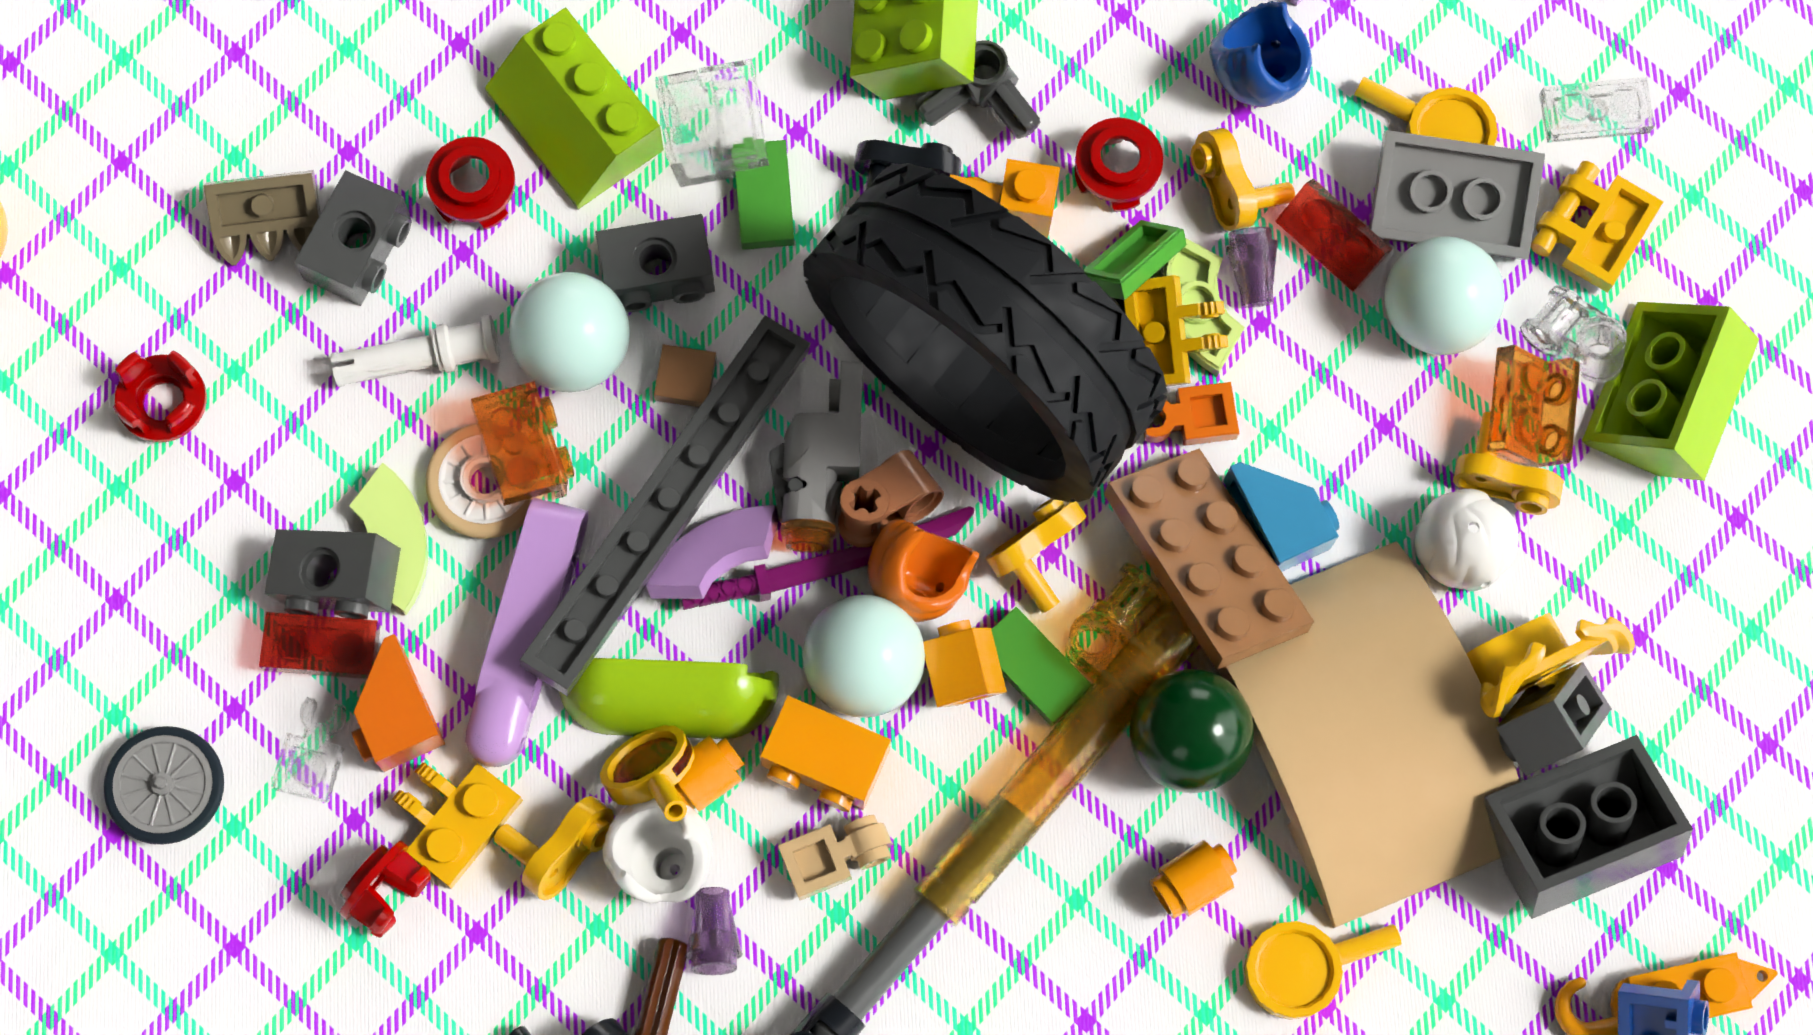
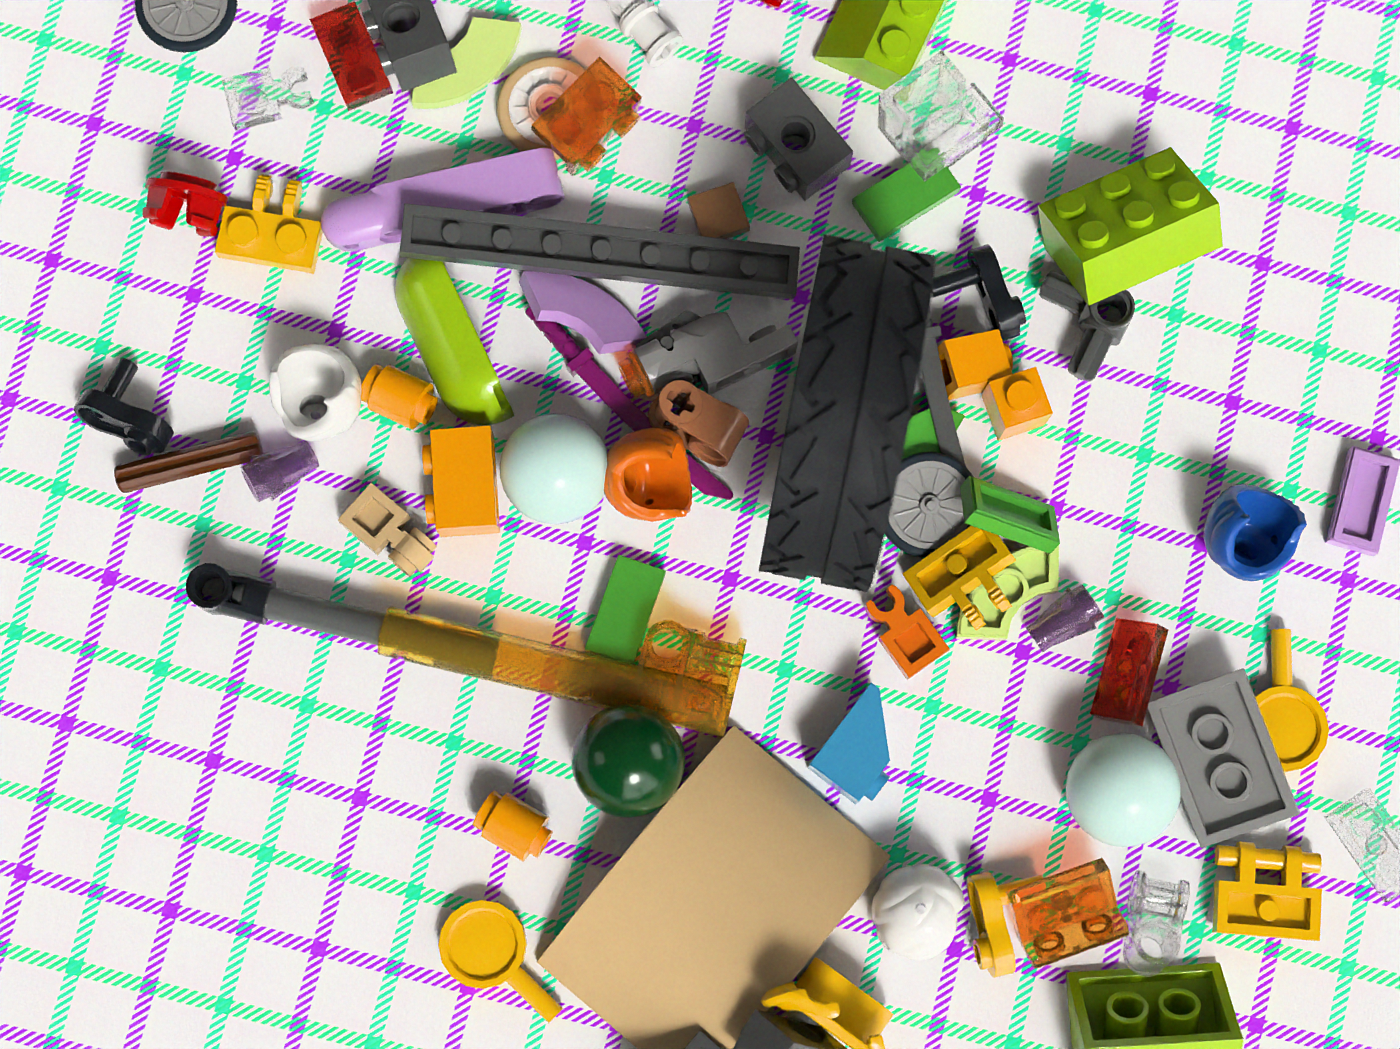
camera: 65 degrees right, 5 degrees up
(394, 711) = (329, 137): orange slope -> none
(557, 860) = (274, 322): yellow piece -> none
(569, 332) = (696, 101): light aqua piece -> none
(649, 768) = (375, 349): yellow piece -> none
(963, 664) = (590, 552): light orange brick -> none
(1053, 521) = (712, 548): yellow piece -> none
(1120, 188) = (1072, 481): red piece -> none
(1208, 558) = (783, 703): medium nougat plate -> none
(1232, 194) = (1113, 574): yellow piece -> none

